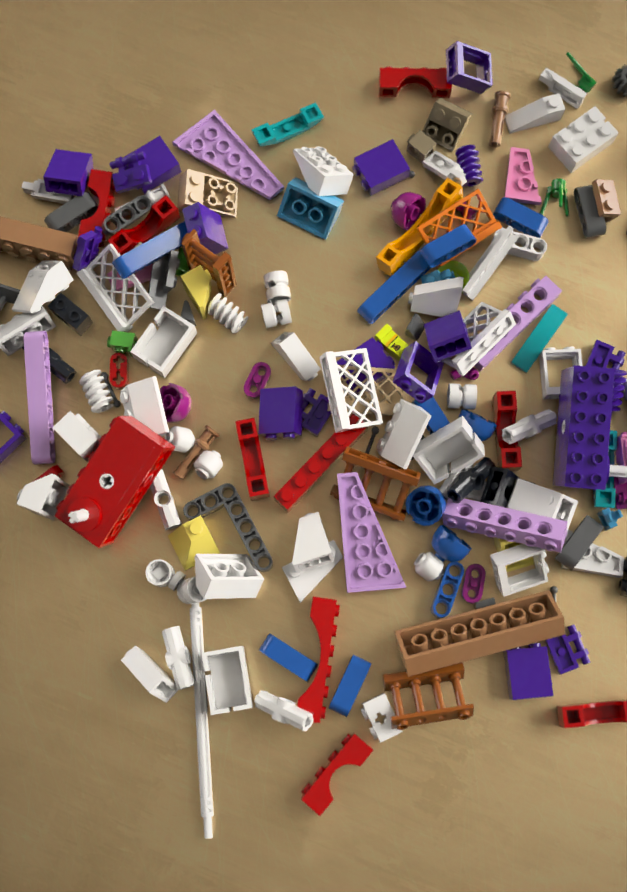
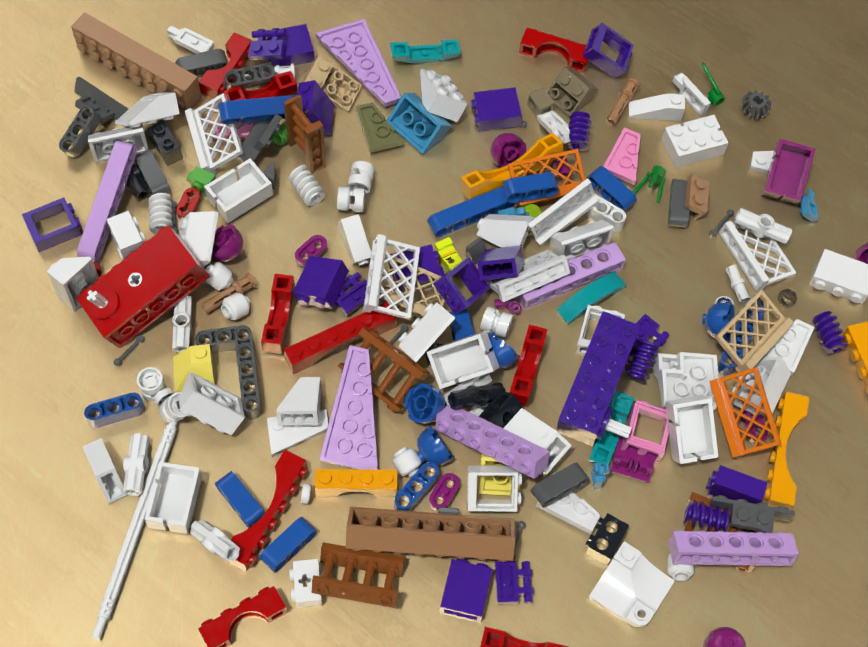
camera: 15 degrees right, 15 degrees down
(68, 172) = (212, 29): dark purple brick -> none
(70, 351) = (152, 173): none -> dark grey beam
(87, 248) = (202, 91): dark purple plate -> none
(125, 611) = (104, 409): none -> blue beam
(128, 527) = (139, 339): none -> dark grey hinge
(198, 288) = (288, 154): light yellow slope -> none
(271, 228) = (376, 129): none -> olive wing
(346, 629) = (305, 493): none -> white tile
(390, 604) = (338, 481): none -> light orange arch
(511, 282) = (581, 239): none -> white slope
(529, 426) = (550, 366): white piece -> none

